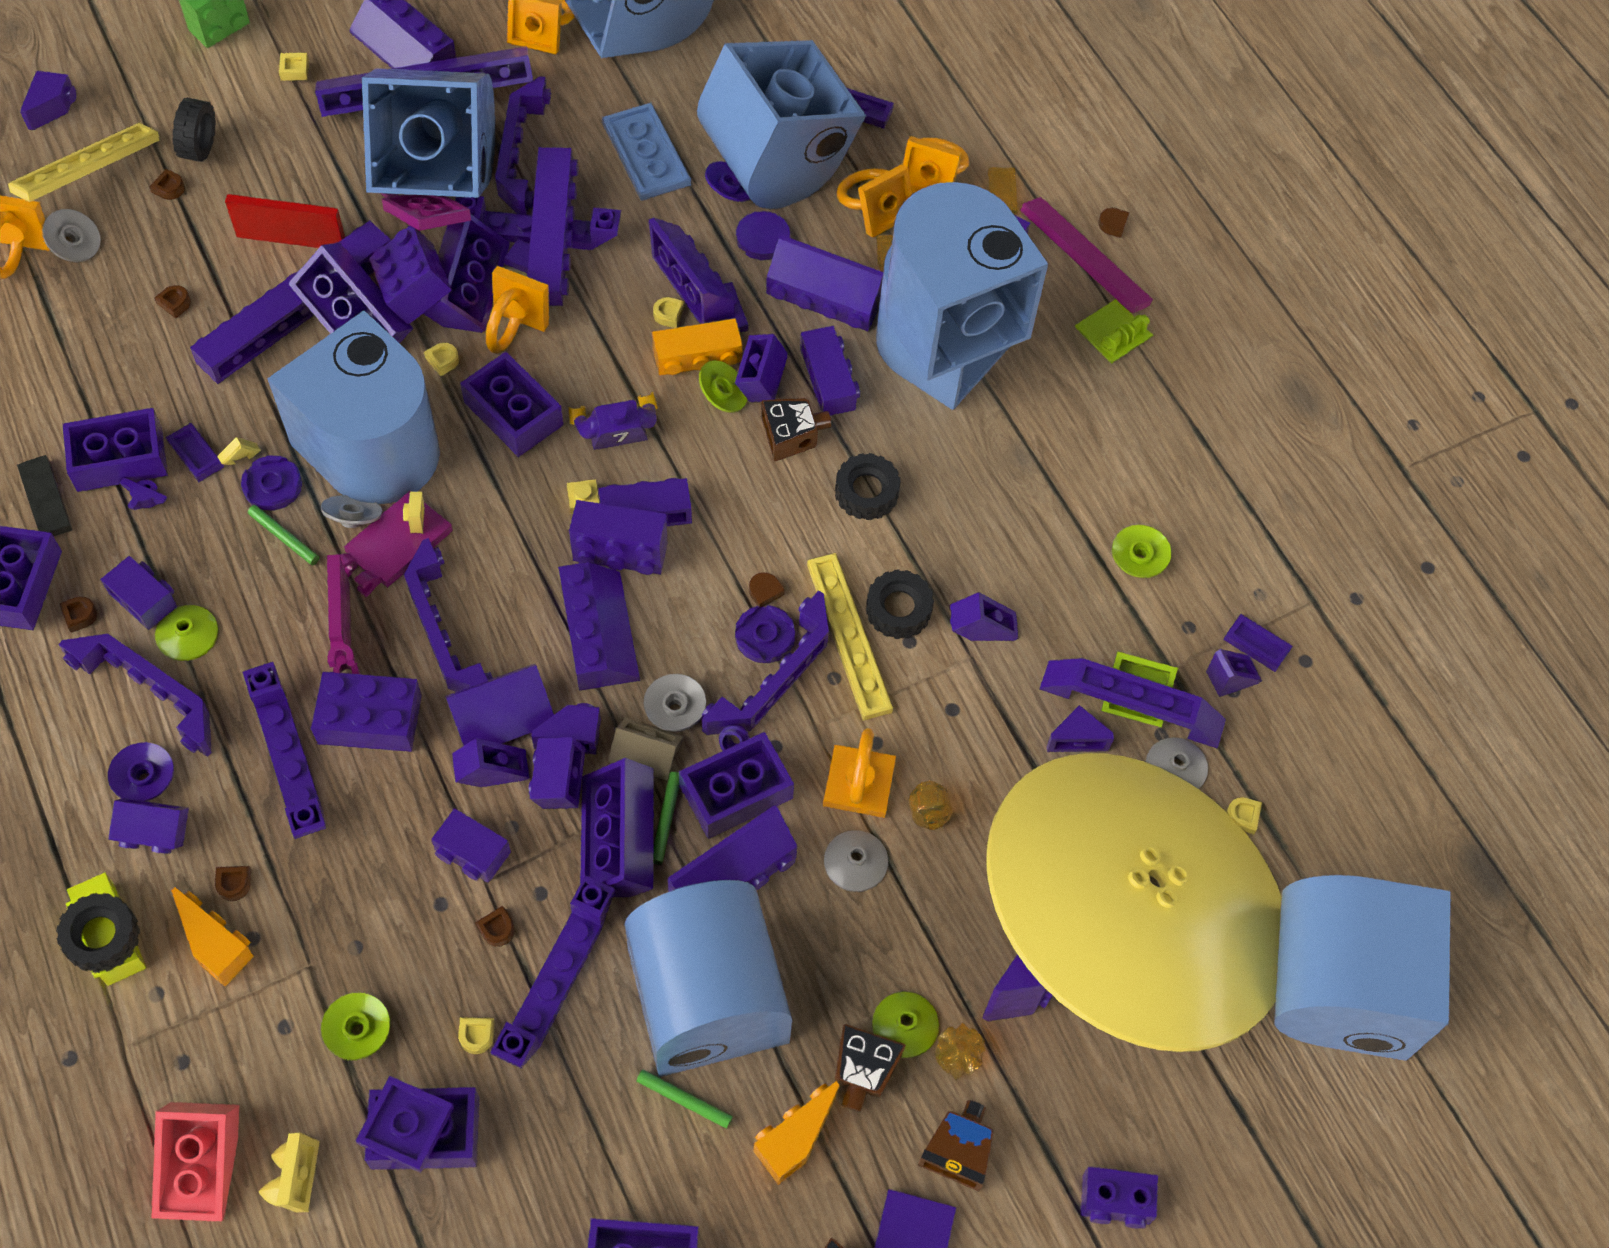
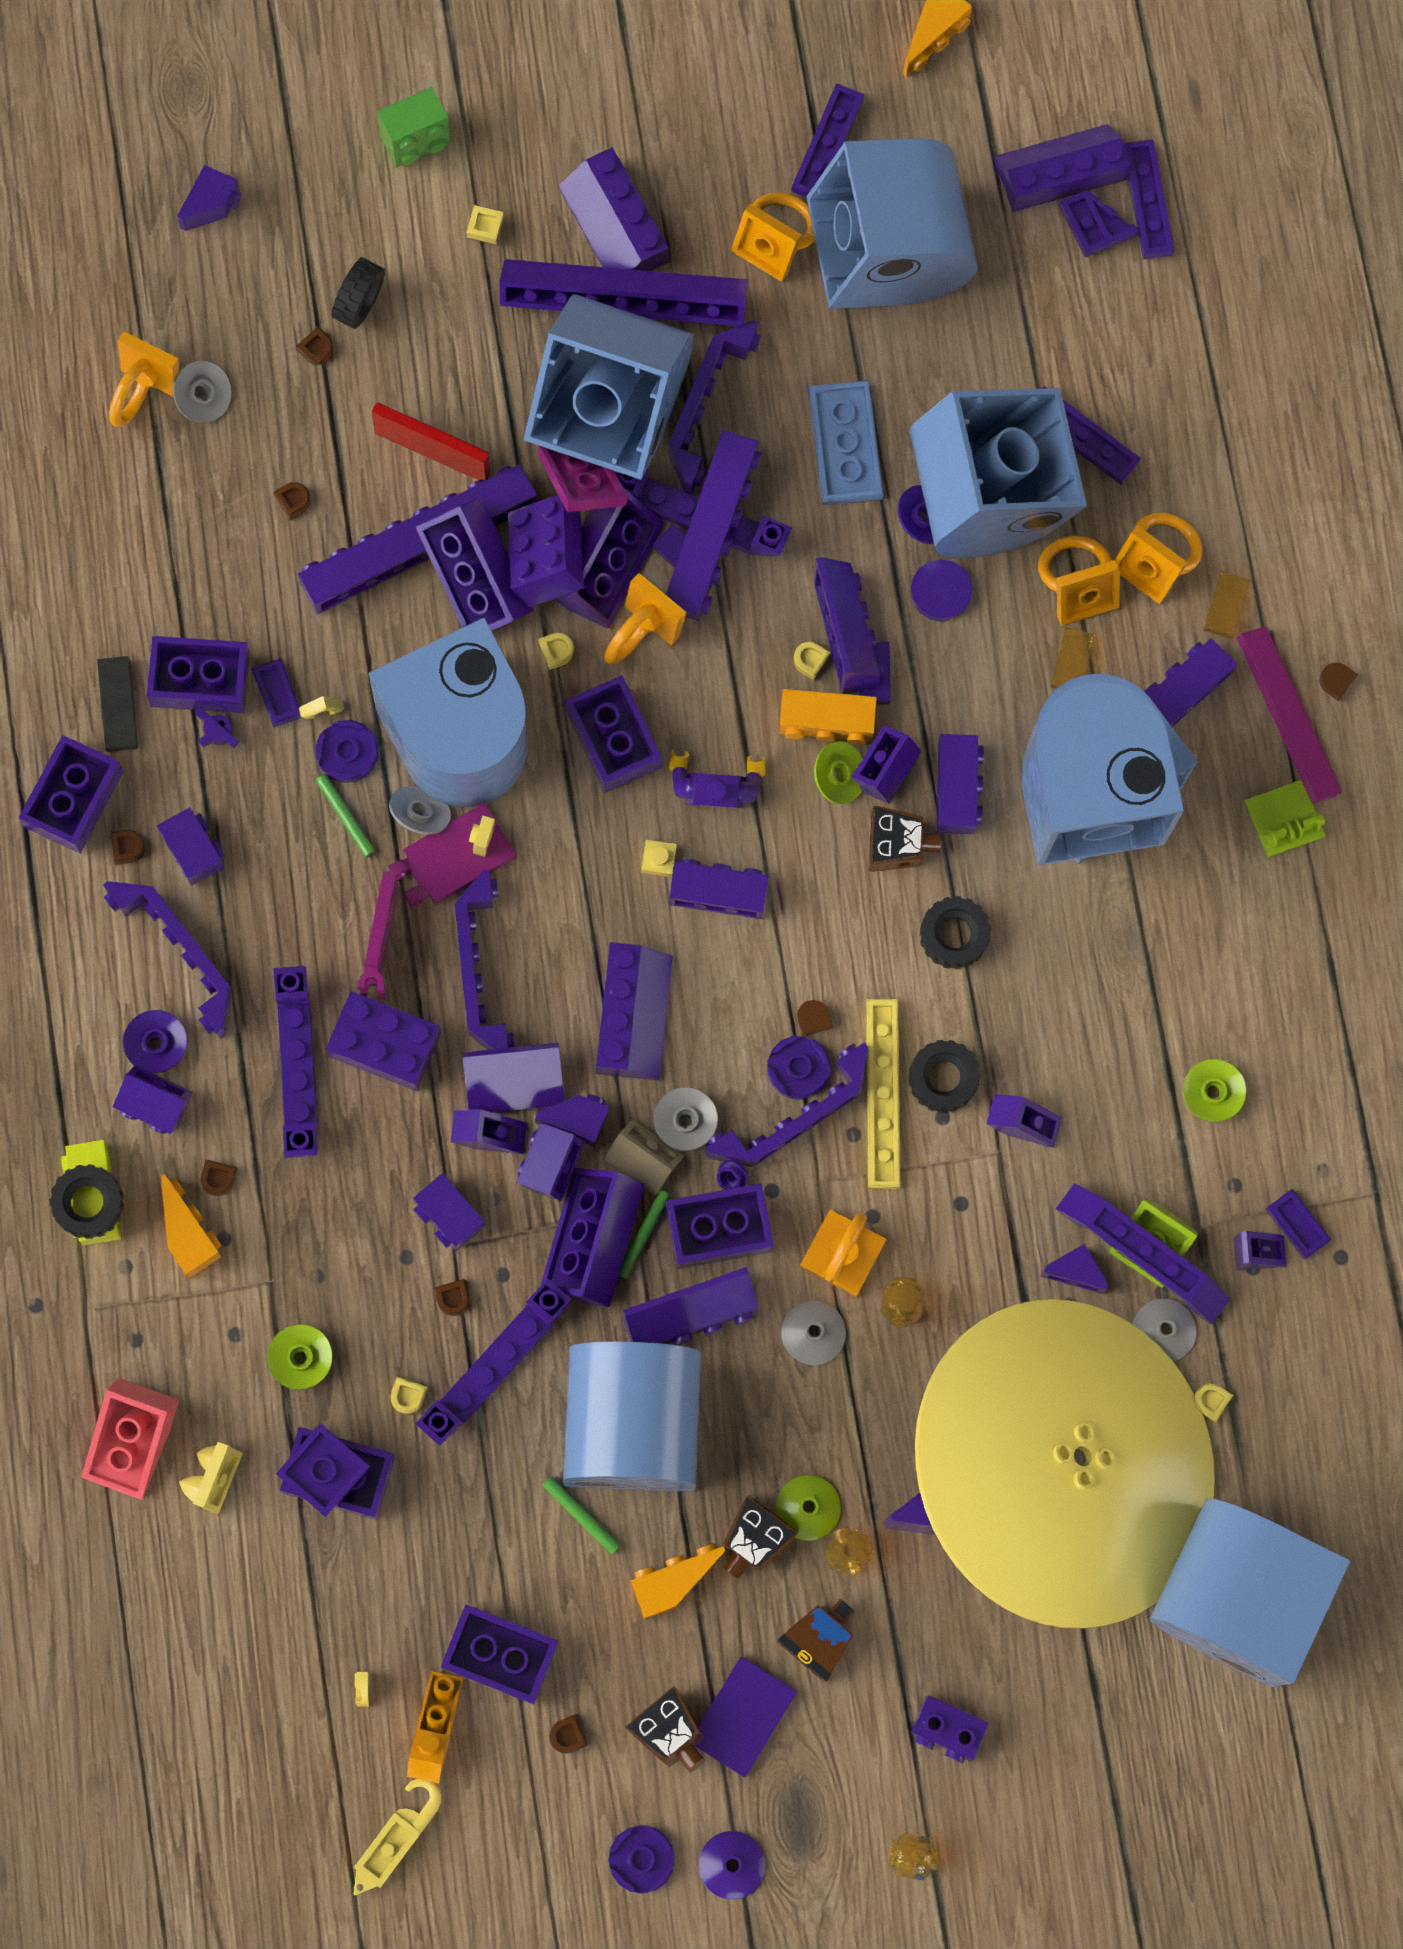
camera: 15 degrees right, 15 degrees up
(83, 162) = (234, 306): light yellow tile -> none
(191, 642) = (231, 912): lime dish -> none
(618, 537) = (679, 925): dark purple brick -> none
(824, 283) = (984, 680): dark purple slope -> none

